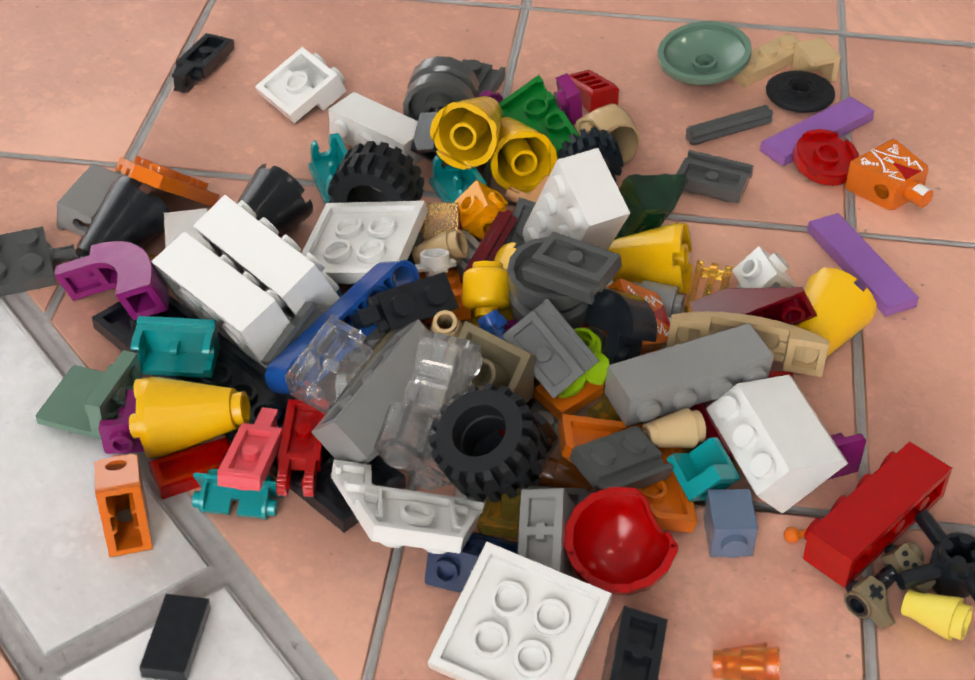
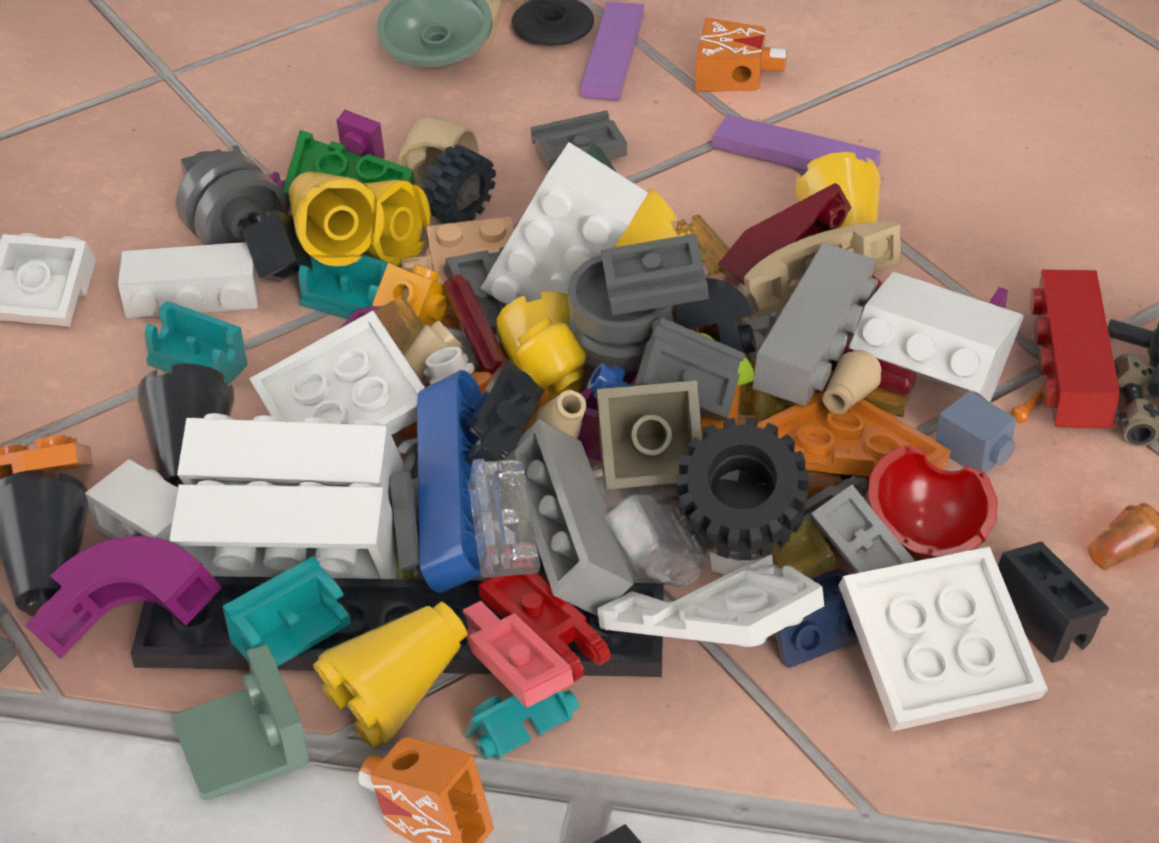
camera: 40 degrees left, 0 degrees up
(116, 432) = (326, 728): magenta bracket -> none
(175, 472) = (443, 712): red tile -> none
(377, 168) = (278, 308): black tyre -> none
(442, 369) = (623, 454): clear brick -> none
(595, 90) = (375, 110): red slope -> none
(621, 460) = (847, 436): dark grey plate -> none
(704, 469) = (911, 399): teal panel -> none
(729, 124) = (527, 86): dark grey axle -> none
(763, 271) = (744, 203): white brick -> none
(824, 156) = (654, 70): red tile -> none

